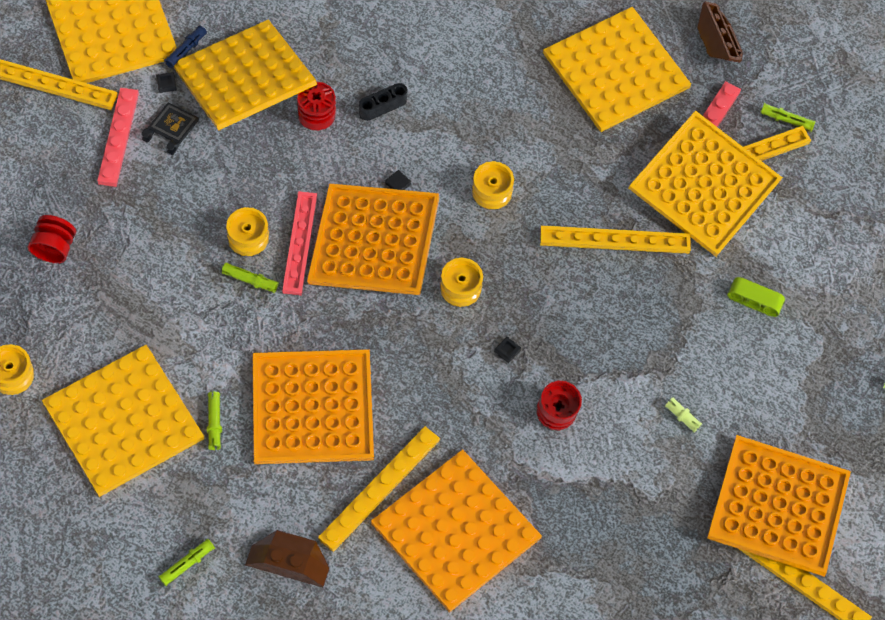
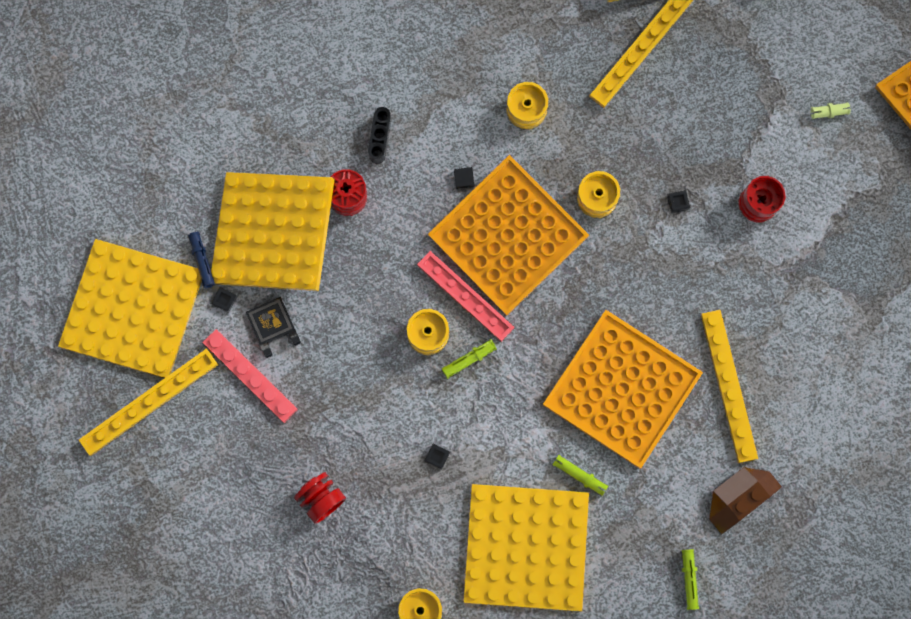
camera: 50 degrees left, 15 degrees up
(151, 306) = (437, 456): none -> black tile
(456, 530) = (804, 352): light orange plate -> none

